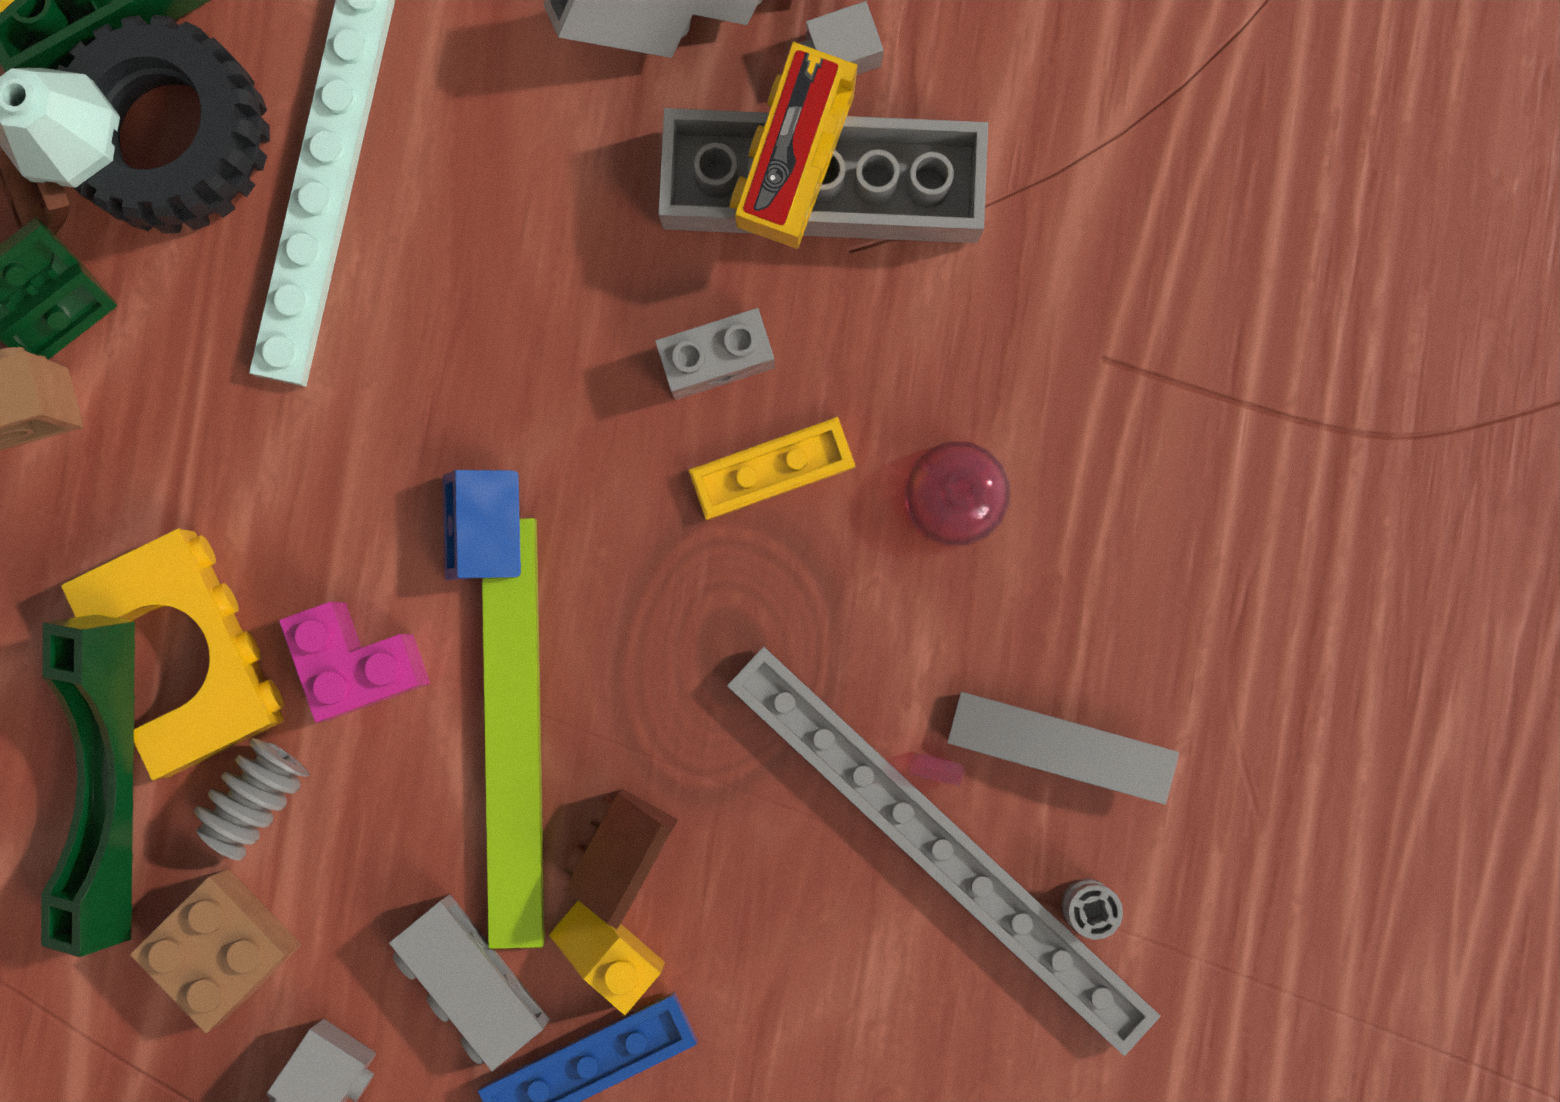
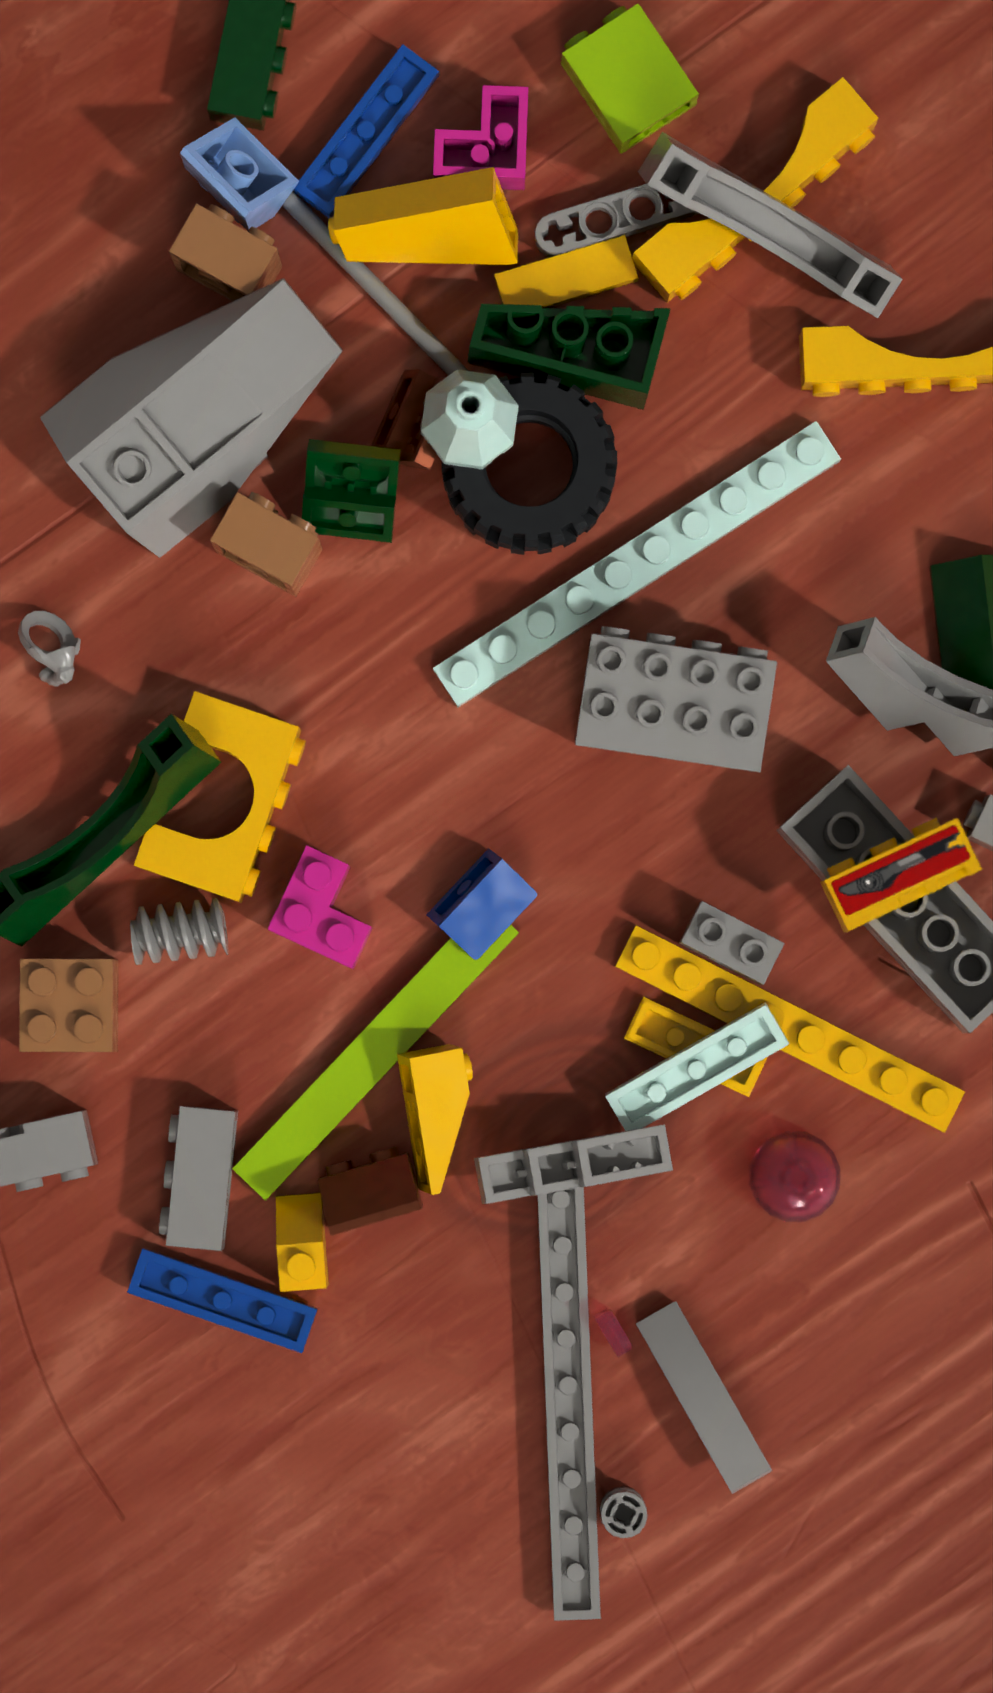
camera: 40 degrees right, 0 degrees up
(468, 196) = (676, 700): none -> light grey brick
(601, 726) = (435, 1103): none -> yellow slope
(765, 663) = (573, 1164): none -> light grey slope
(789, 483) = (697, 1068): none -> light aqua plate
(833, 378) = (809, 1036): none -> yellow plate

